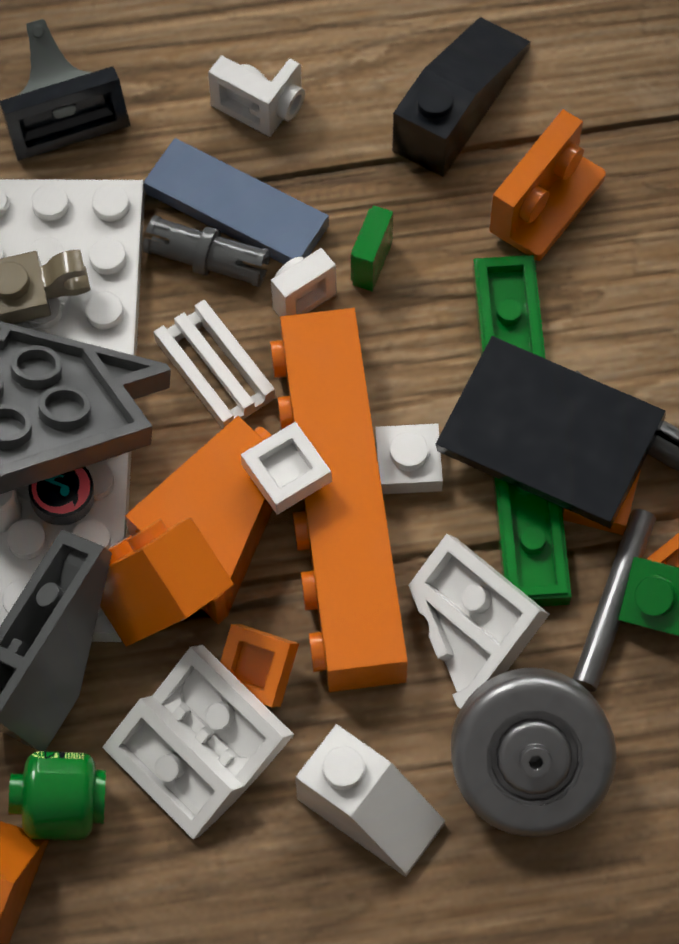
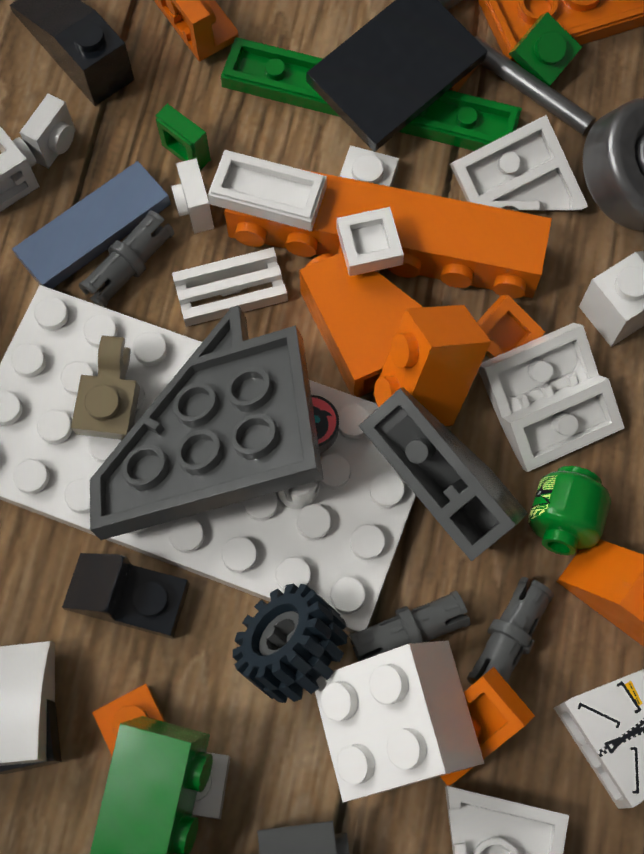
camera: 70 degrees left, 5 degrees up
(318, 348) = (267, 190): none -> white tile
(325, 115) = (49, 130): none -> white plate

